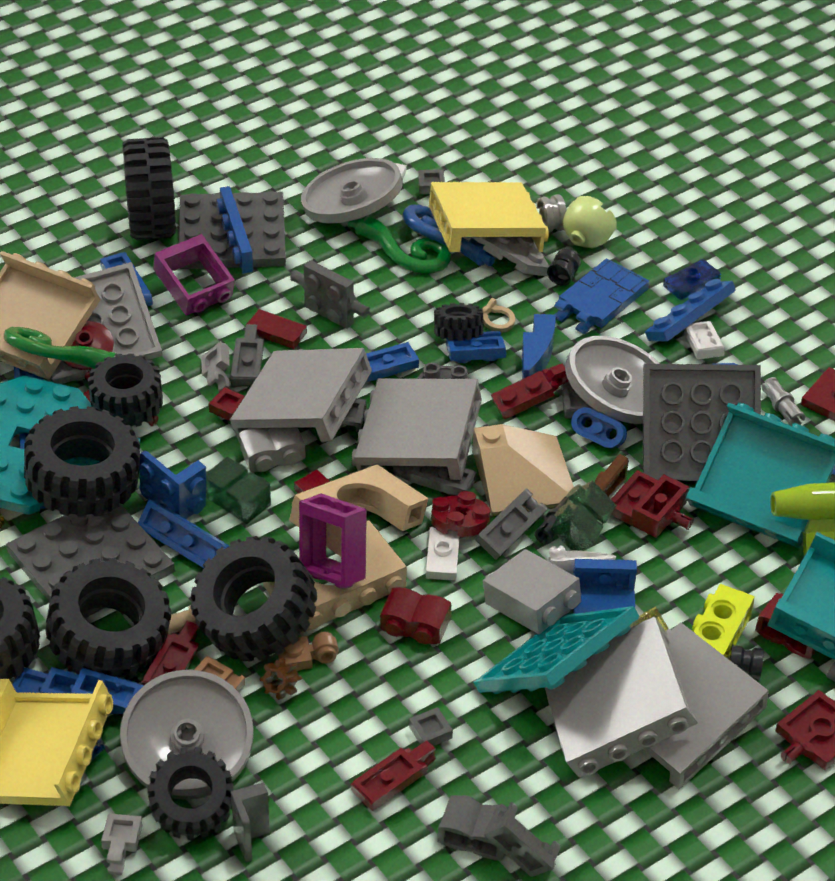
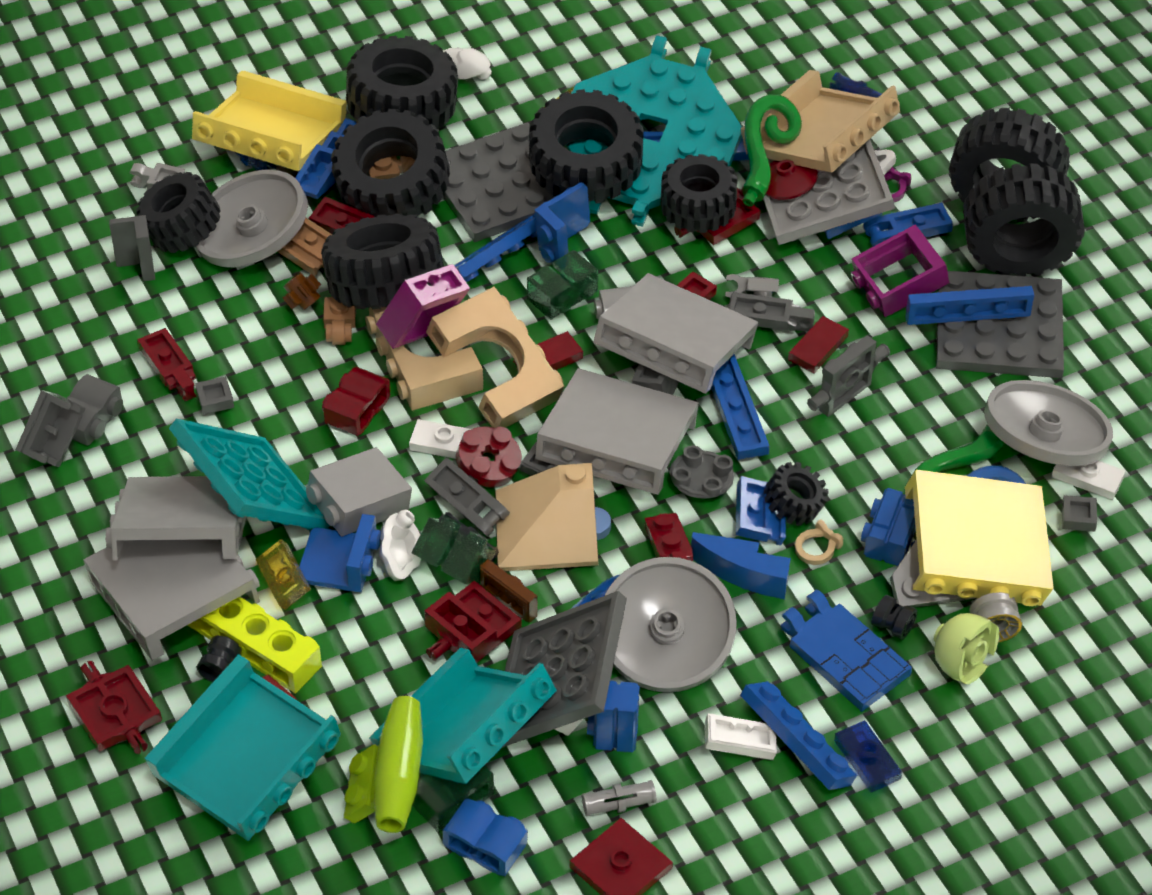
camera: 100 degrees right, 5 degrees up
(80, 198) = (1006, 136): none -> black tyre
(474, 271) = (891, 528): none -> blue brick

